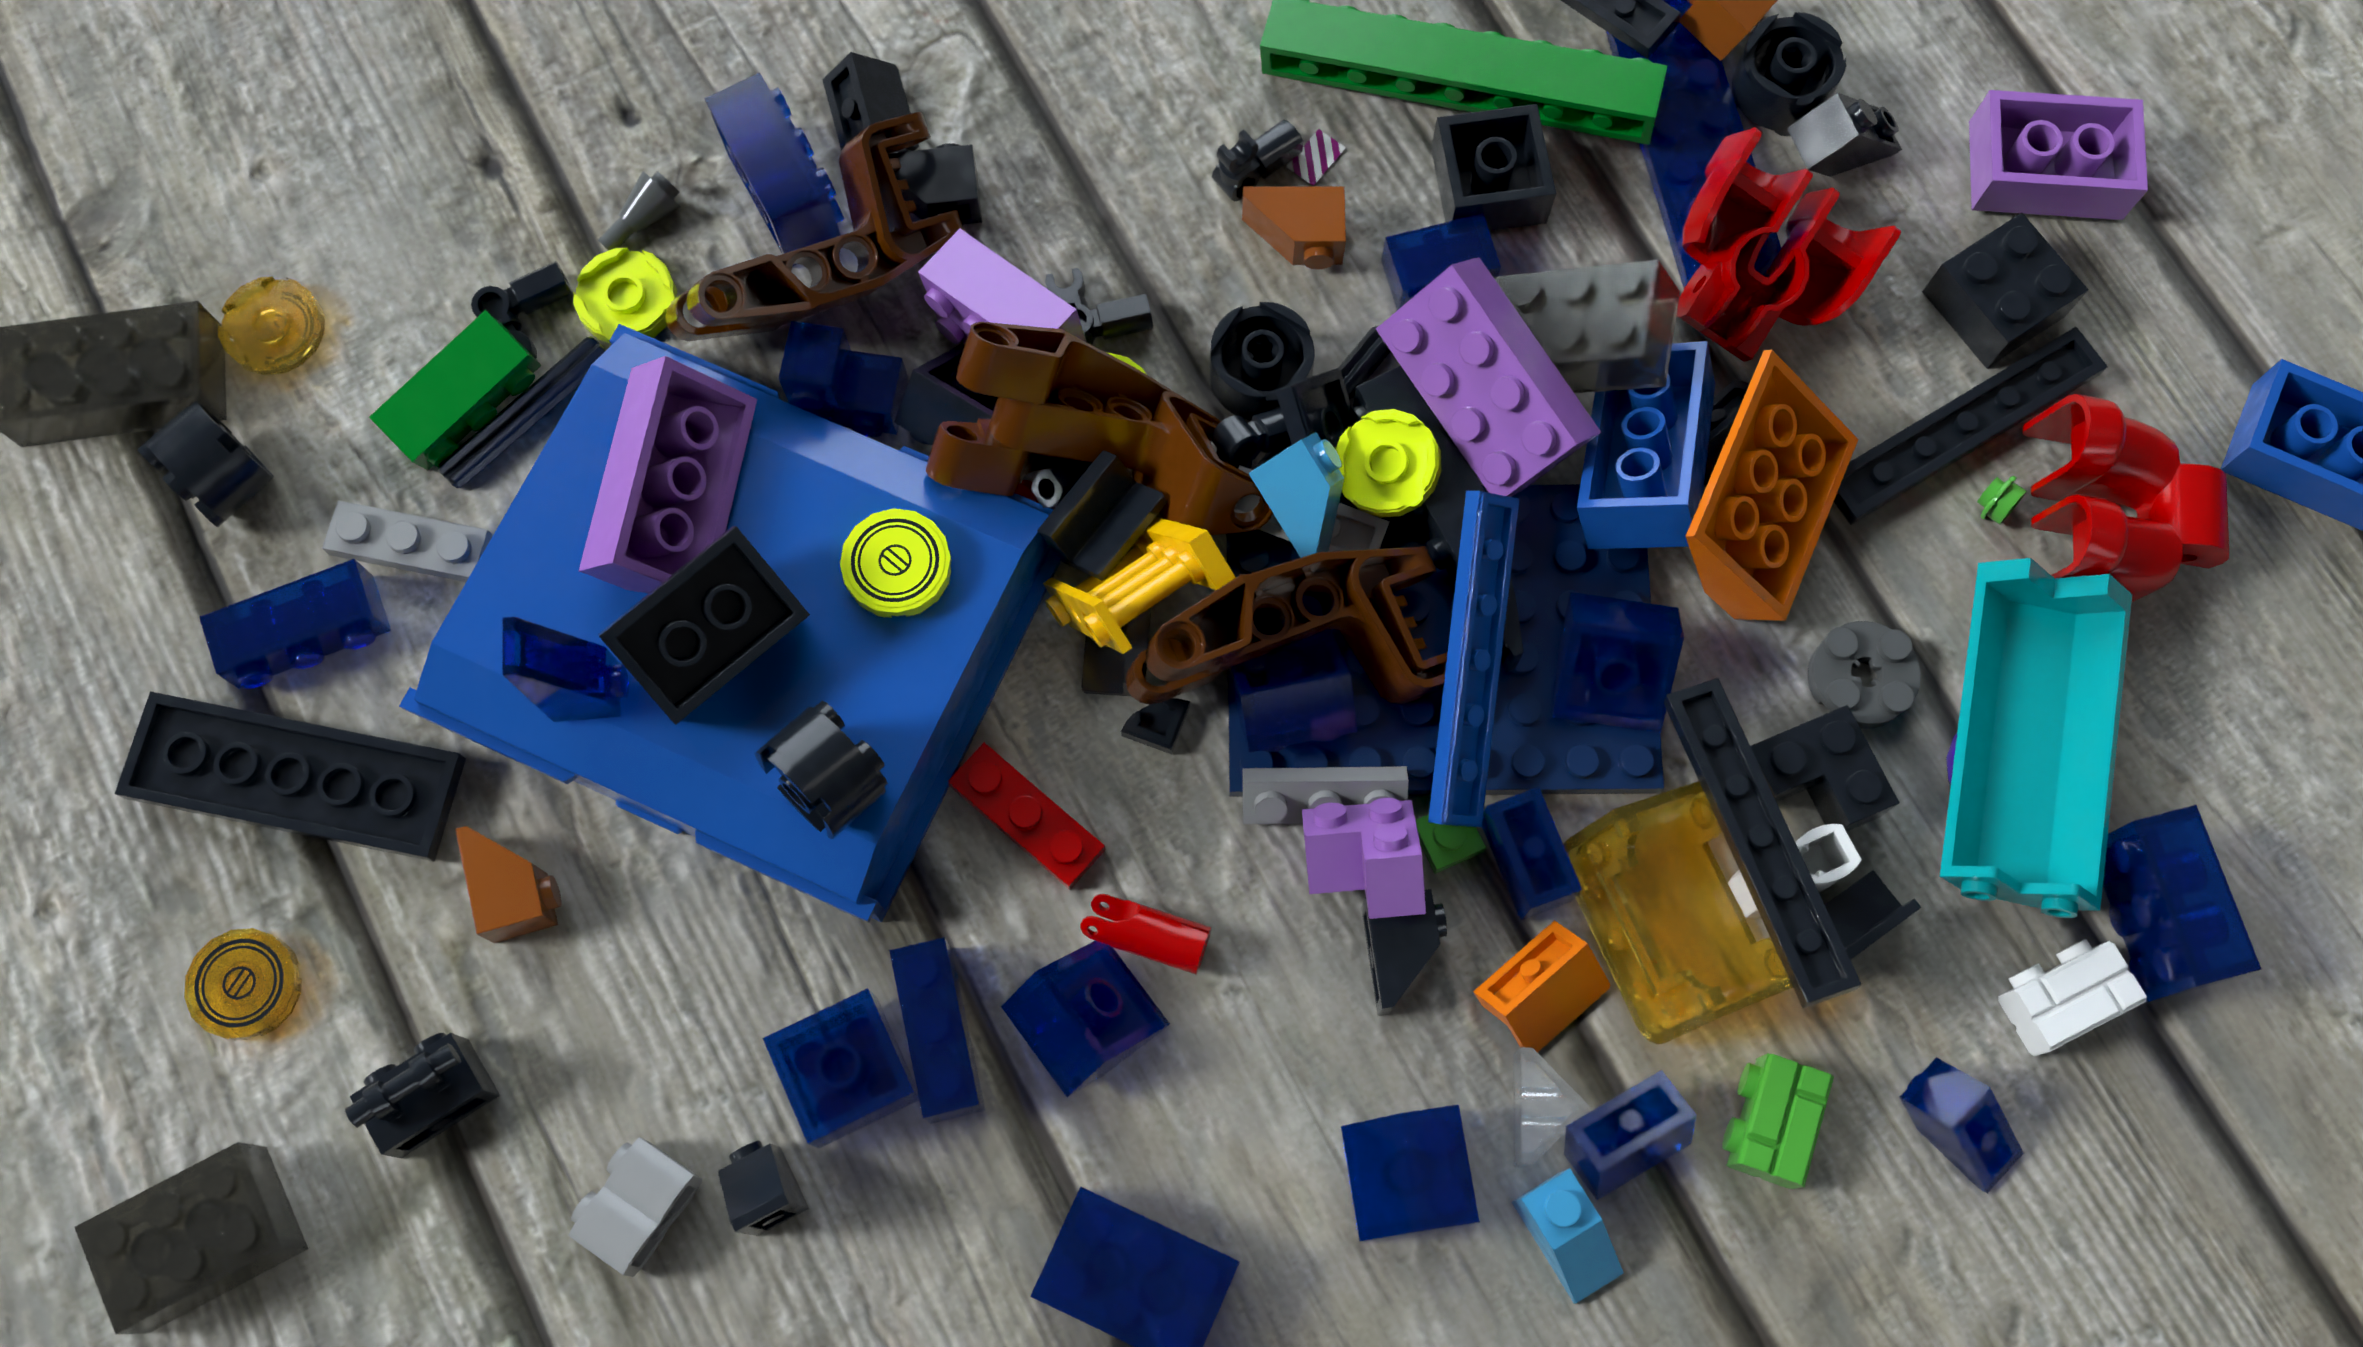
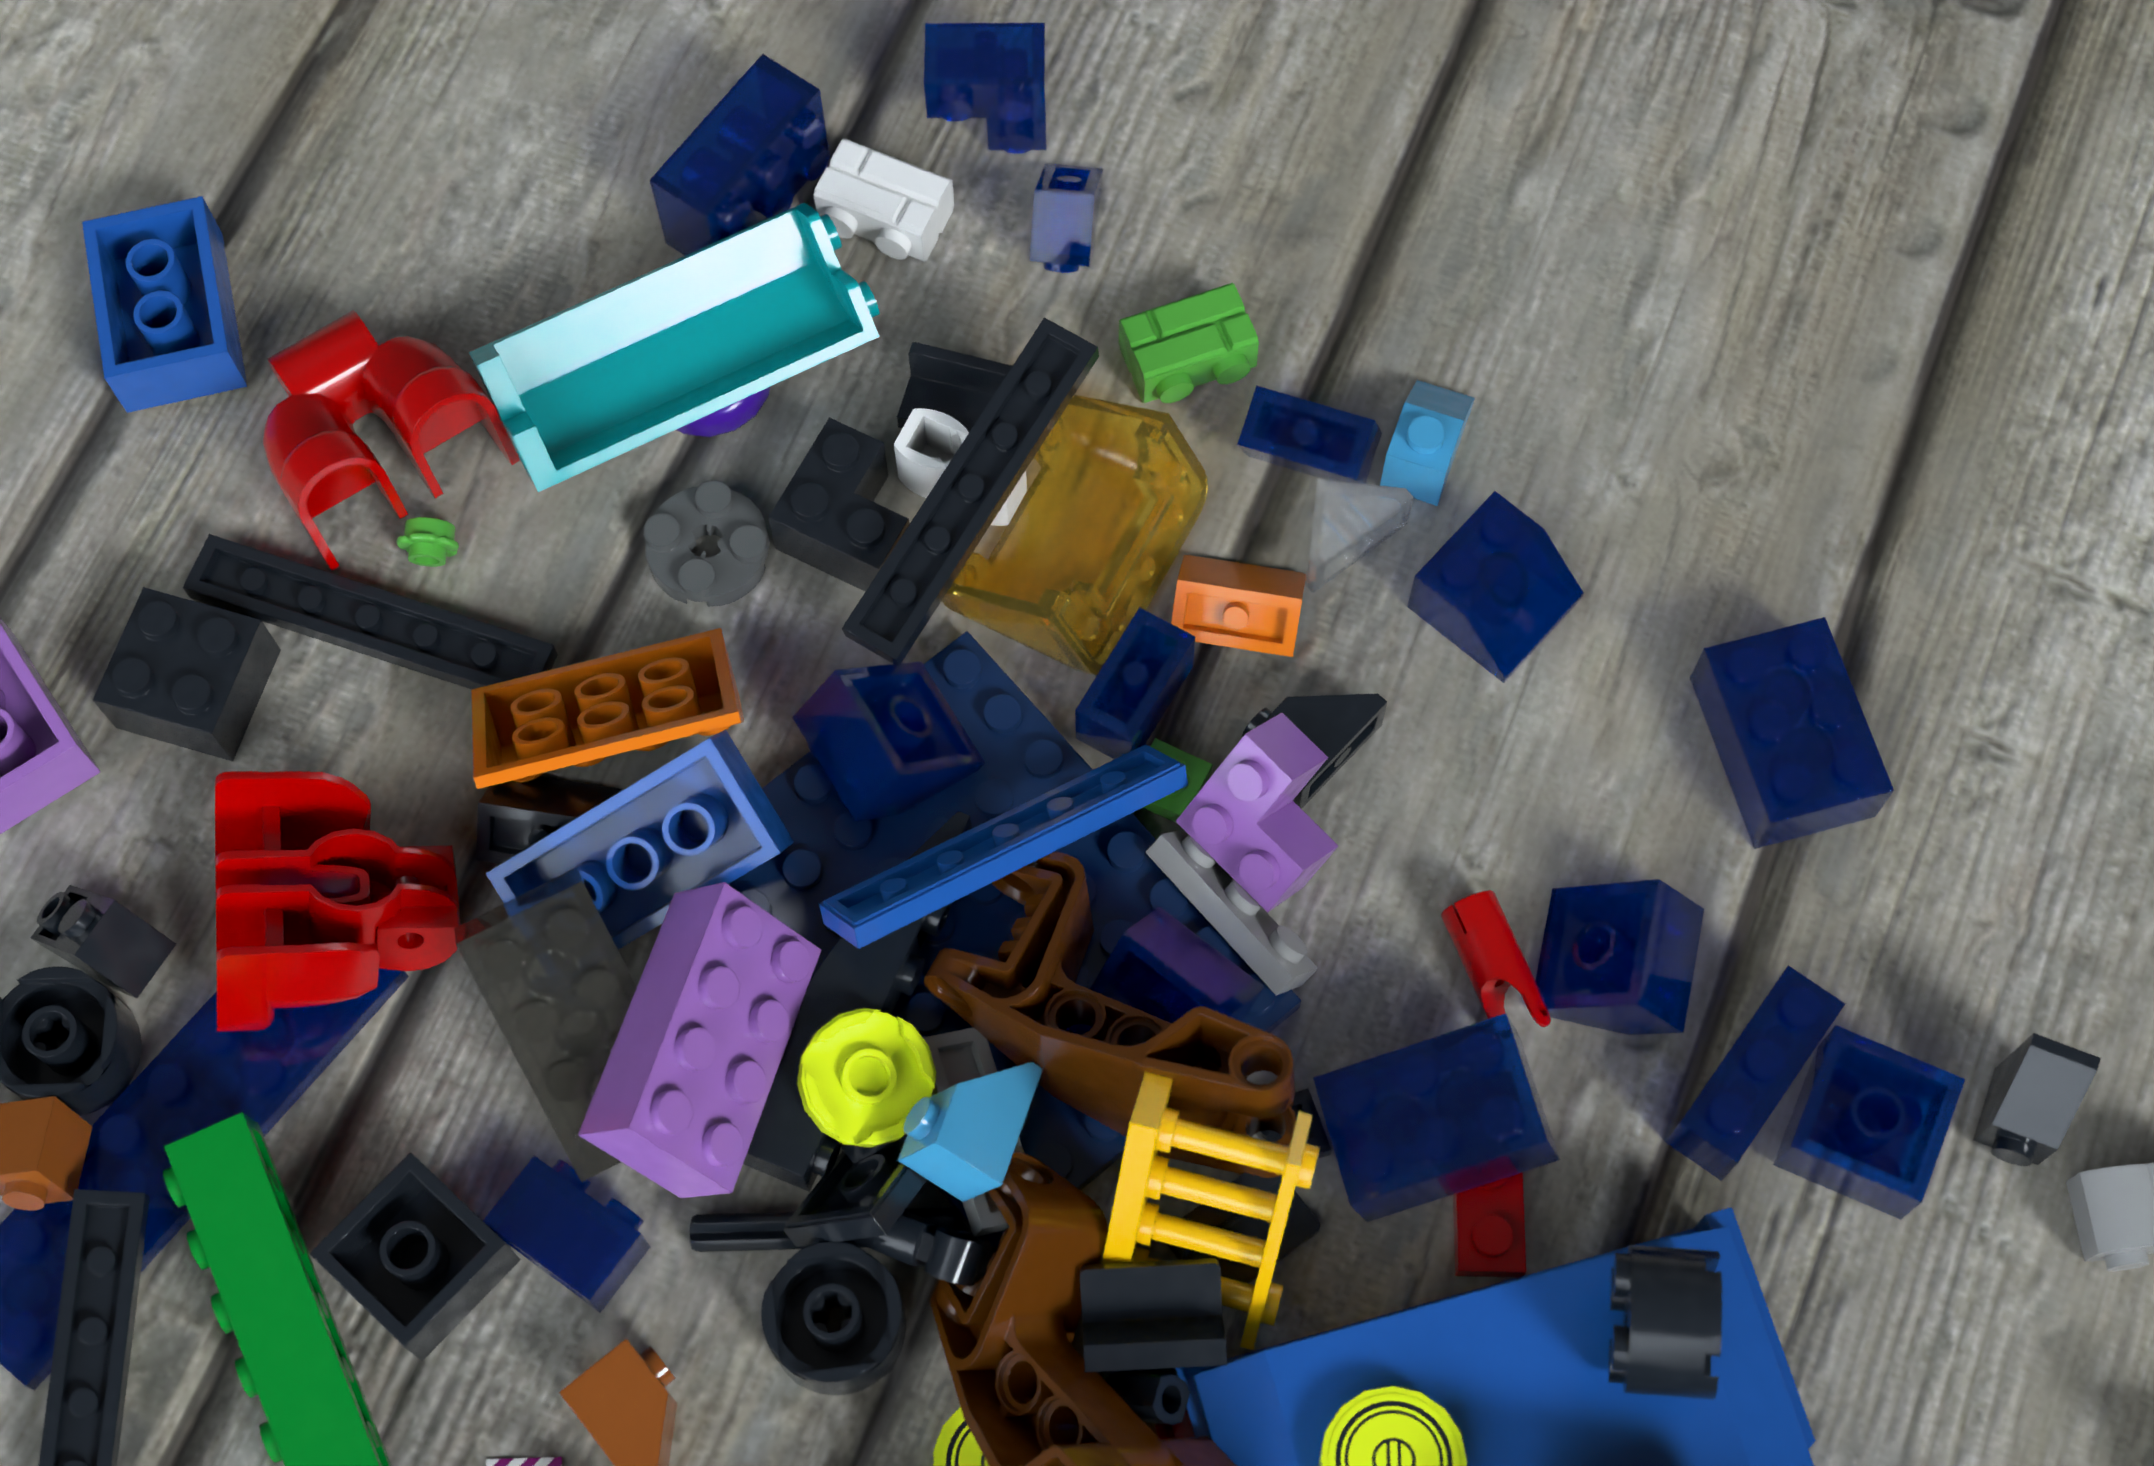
camera: 130 degrees left, 5 degrees down
(1078, 792) = (1435, 1118): none -> clear blue brick
(2125, 1145) = (991, 75): none -> clear blue brick

